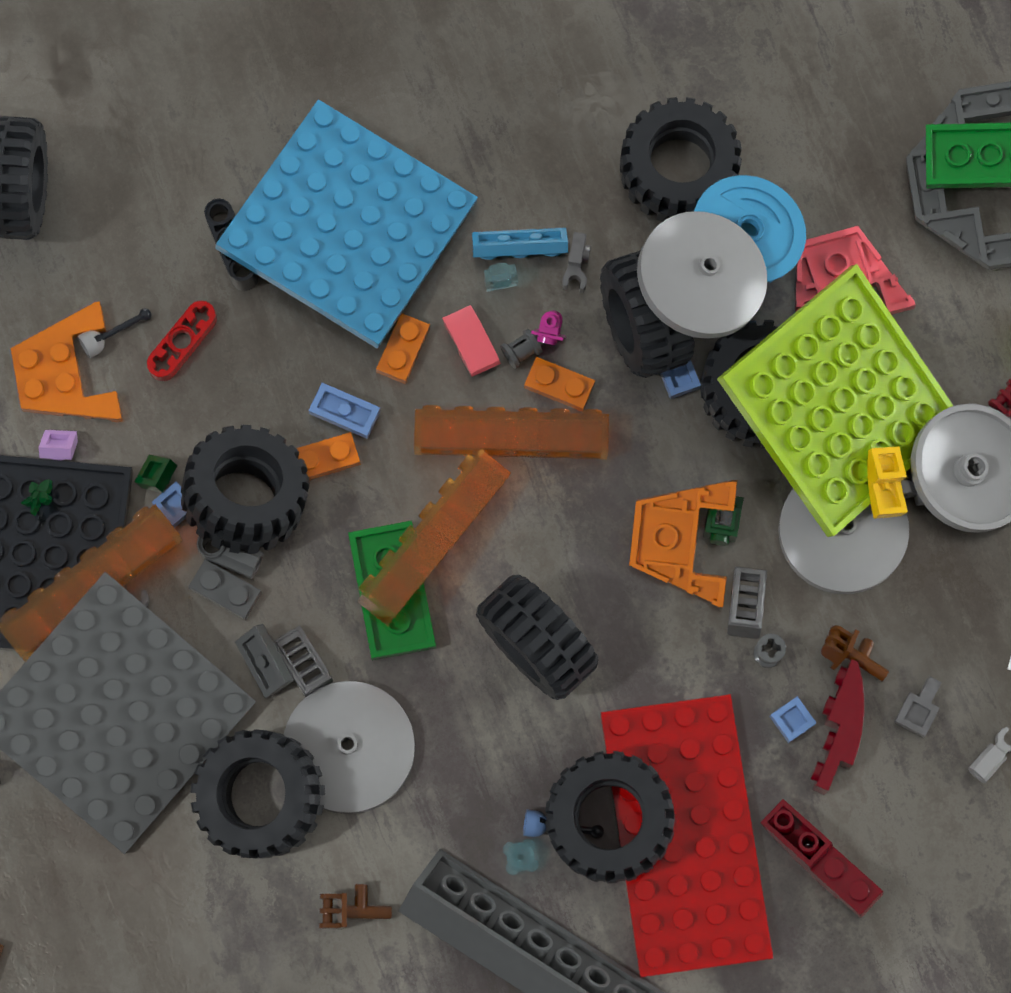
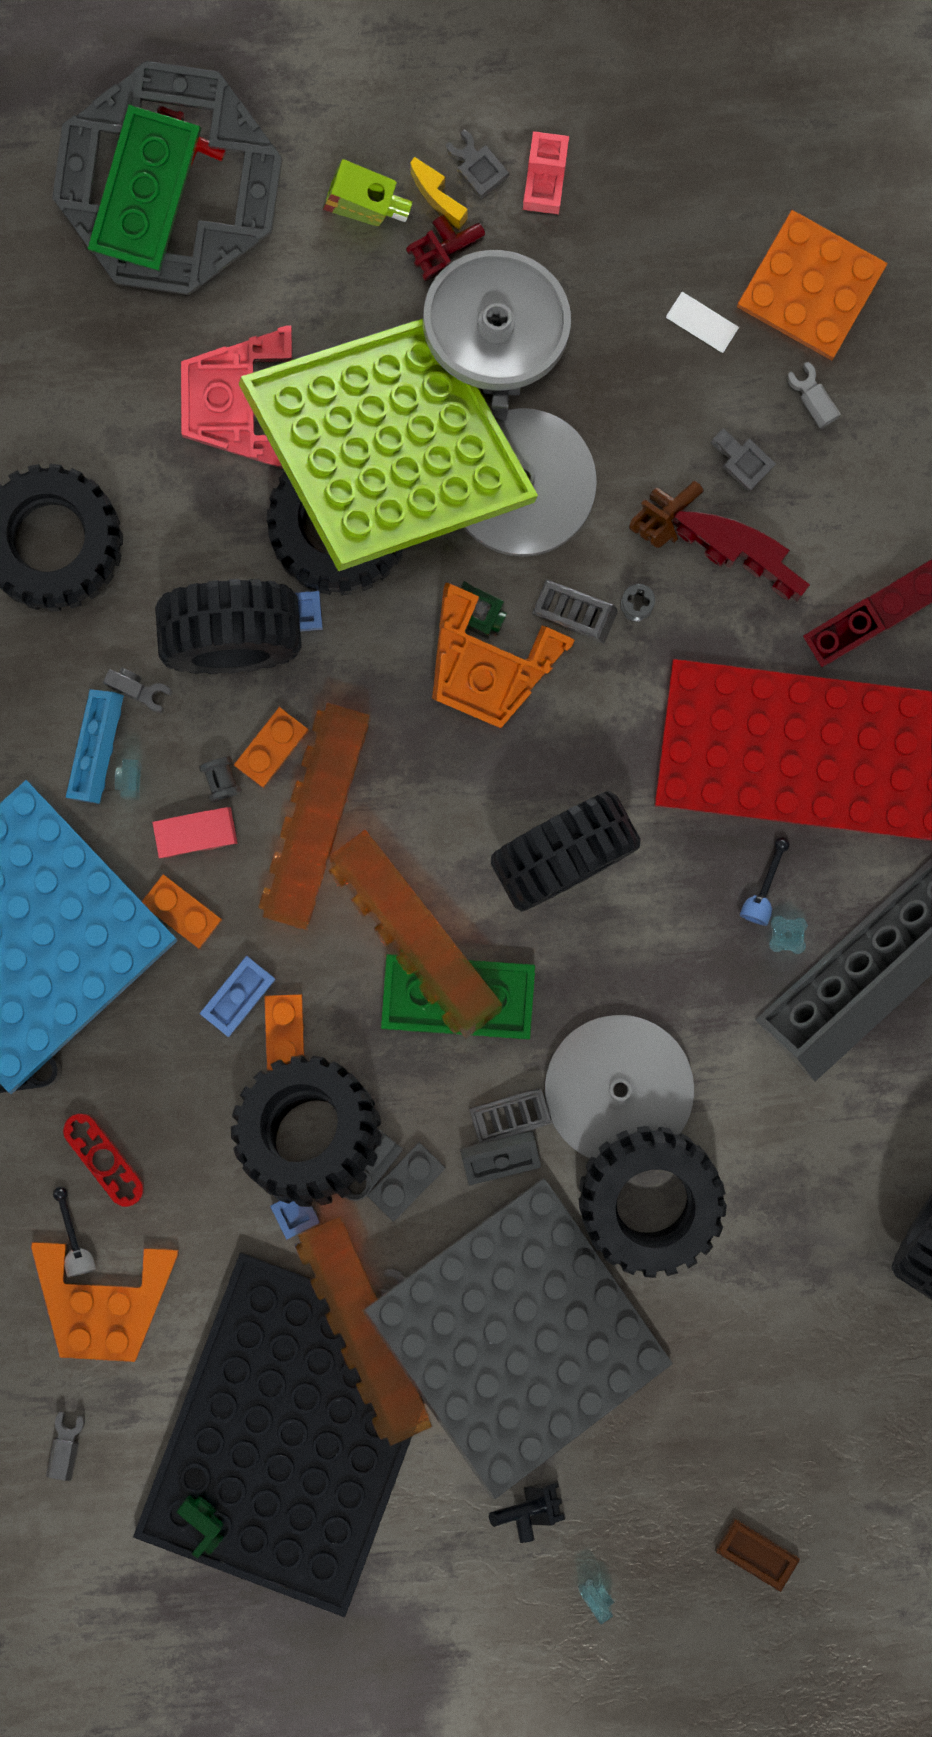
camera: 75 degrees left, 10 degrees up
(38, 495) = (248, 1364): dark green plant -> none
(58, 445) = (190, 1329): lavender plate -> none
(156, 473) = (254, 1226): dark green plate -> none
(359, 910) = (798, 1139): reddish brown arm -> none
(550, 328) = (212, 742): dark pink hinge -> none
(603, 771) = (831, 834): black tyre -> none
(702, 274) = (218, 582): light grey dish -> none
(764, 214) = (171, 489): dark azure piece -> none
(793, 719) = (719, 599): medium blue plate -> none
(885, 475) = (492, 422): yellow slope -> none

